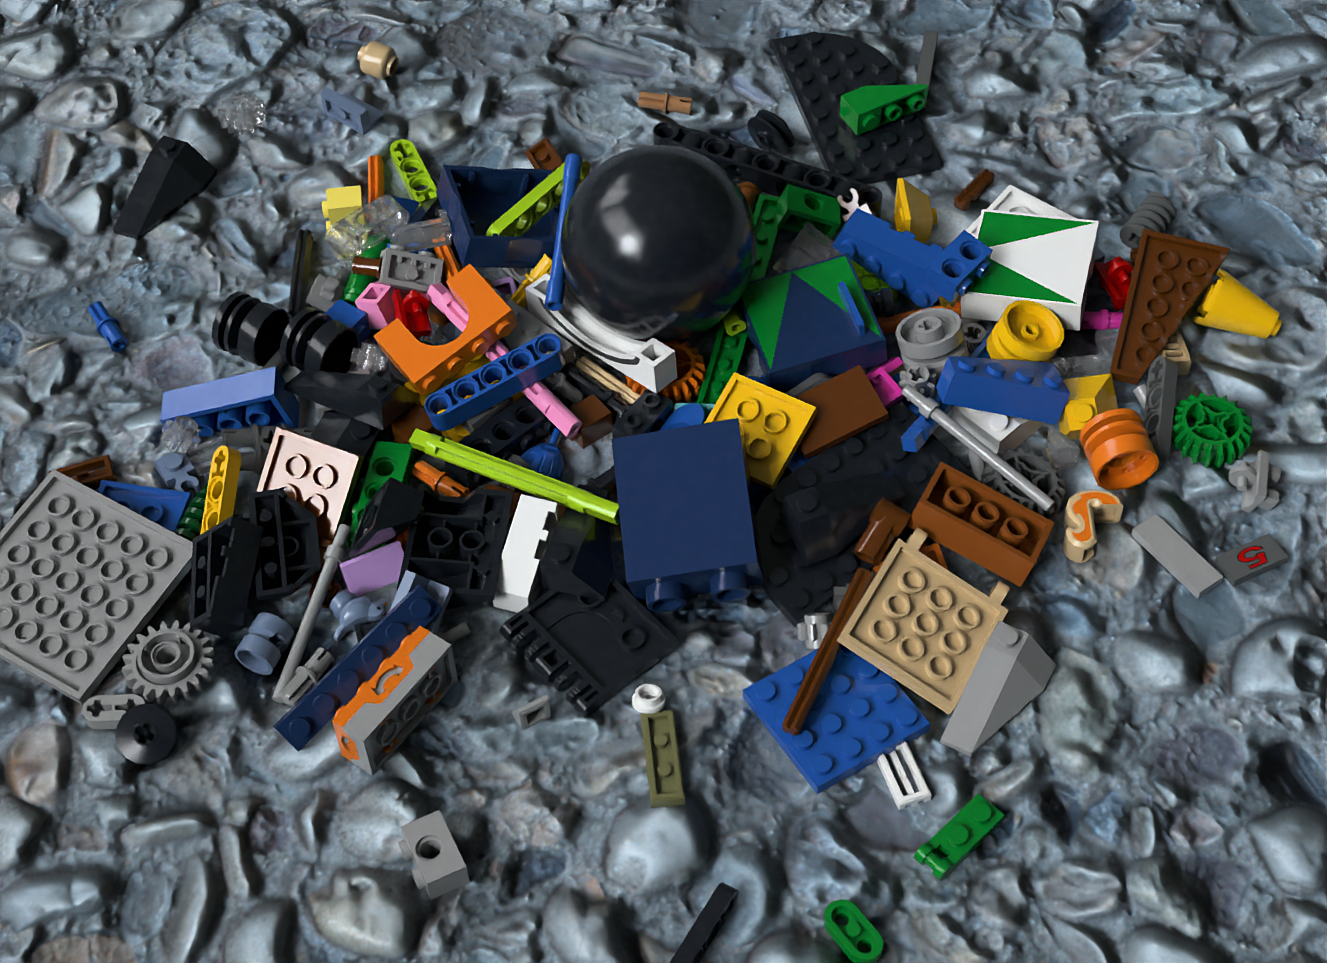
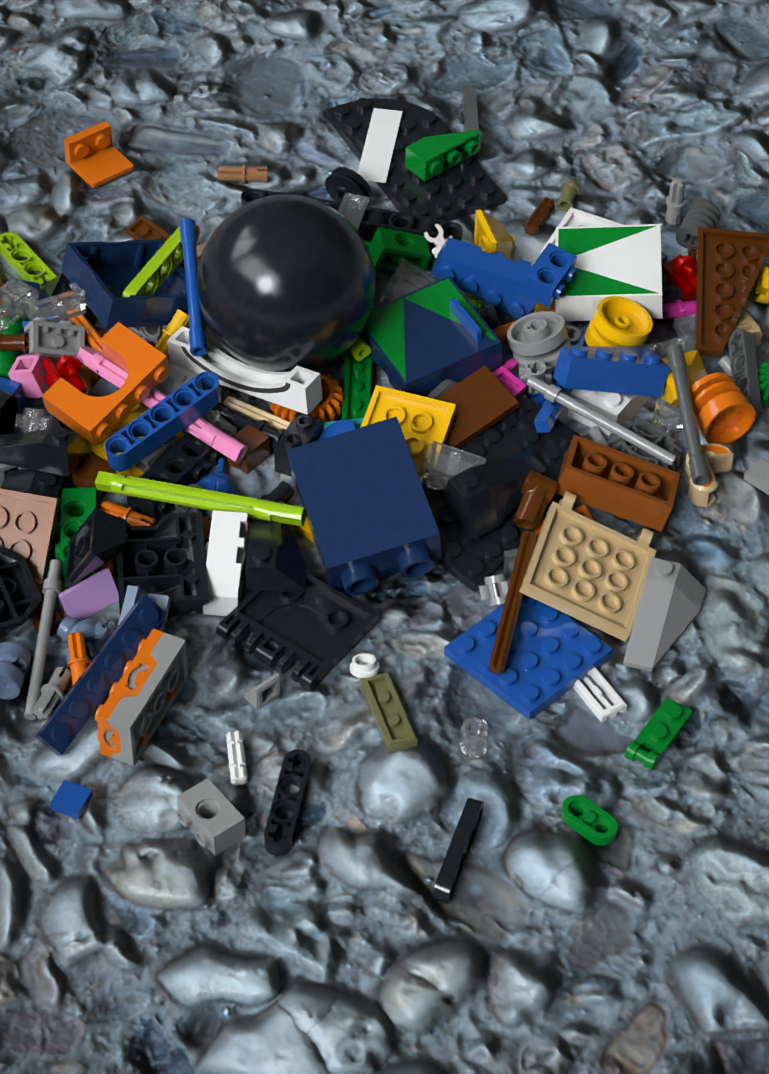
camera: 15 degrees left, 5 degrees down
(294, 806) = (71, 799): none -> blue tile
(342, 637) = (78, 657): none -> orange axle
(482, 786) = (236, 758): none -> white axle
(516, 64) = (94, 156): none -> orange bracket
(523, 849) = (286, 801): none -> black beam
(741, 813) = (477, 734): none -> clear bush
(763, 163) = (353, 208): none -> clear tile
(788, 475) = (444, 462): none -> clear slope
(817, 88) = (379, 145): none -> white sticker
(1013, 166) = (569, 191): none -> olive pin
(1077, 490) = (696, 459): none -> dark grey piece
(1127, 192) = (675, 201): none -> light grey axle

